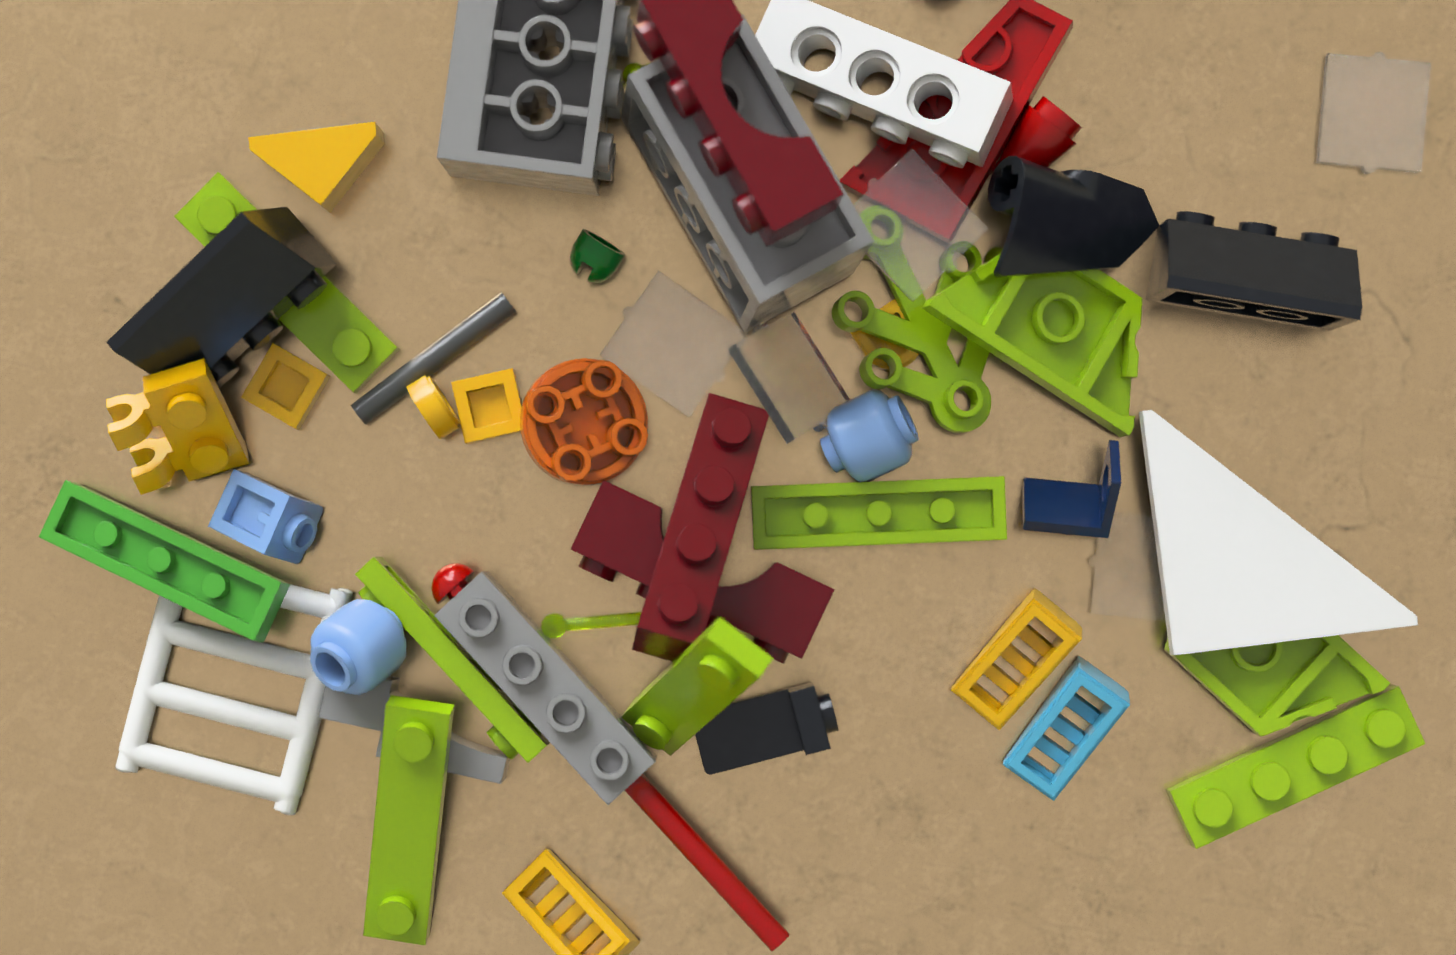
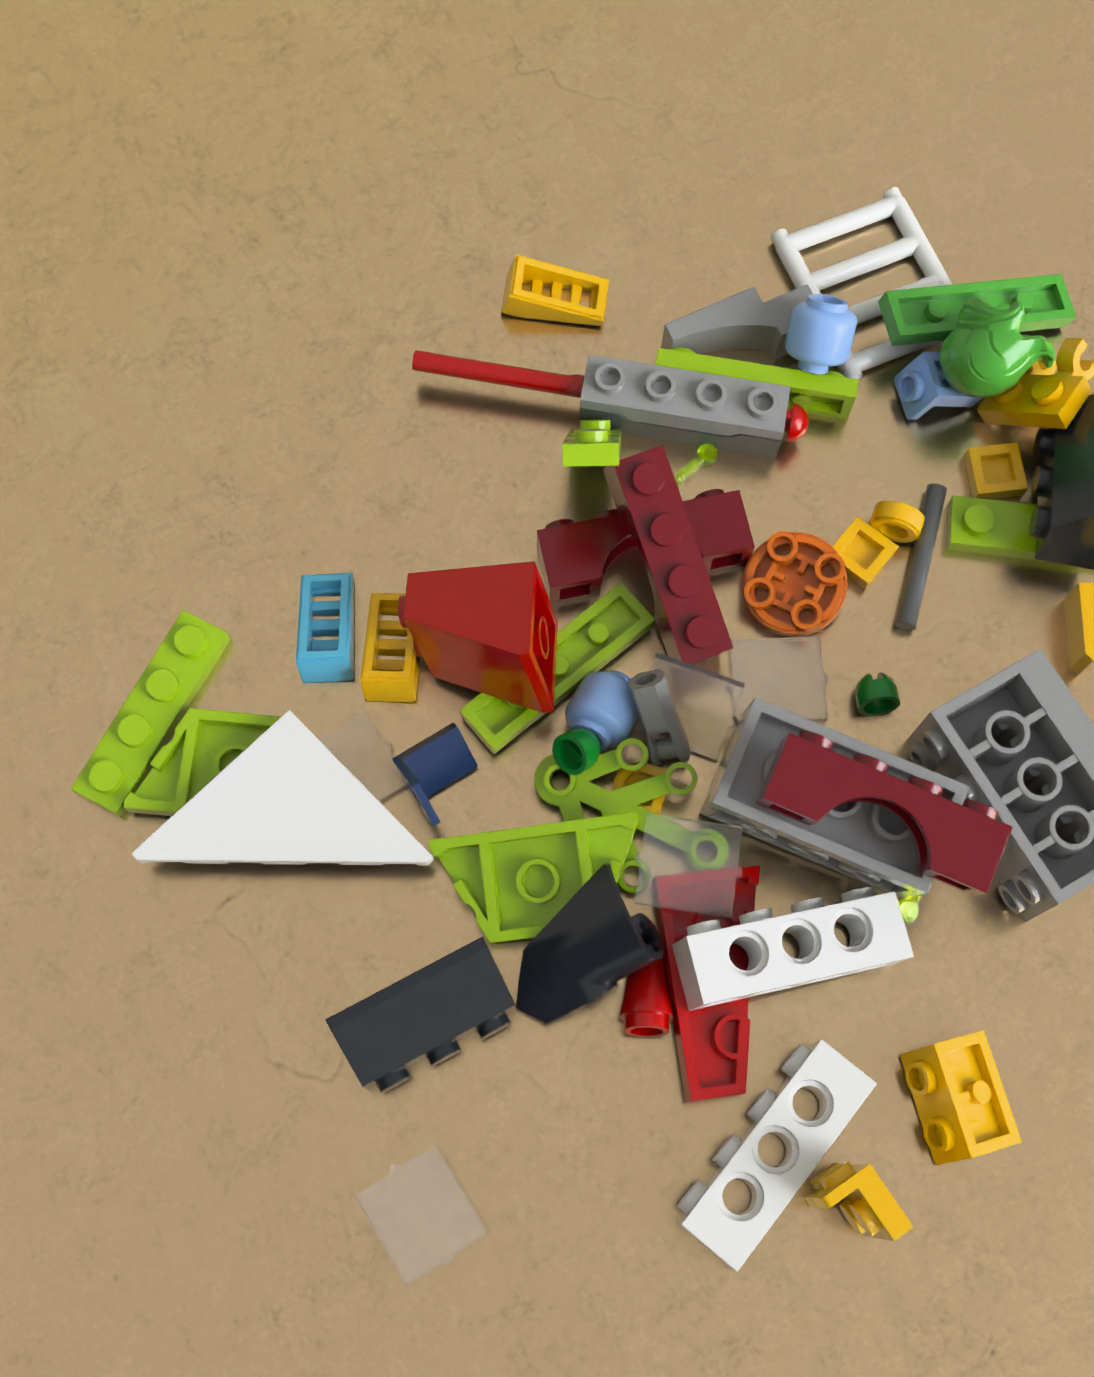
camera: 145 degrees right, 15 degrees down
(211, 494) = (988, 351): none -> bright green hair
(408, 819) = (704, 269): lime plate -> none
(767, 728) = (523, 485): black bracket -> none
(827, 384) = (659, 716): none -> light grey bar
(932, 585) = (486, 630): none -> red slope
(933, 408) = (576, 750): none -> green hinge

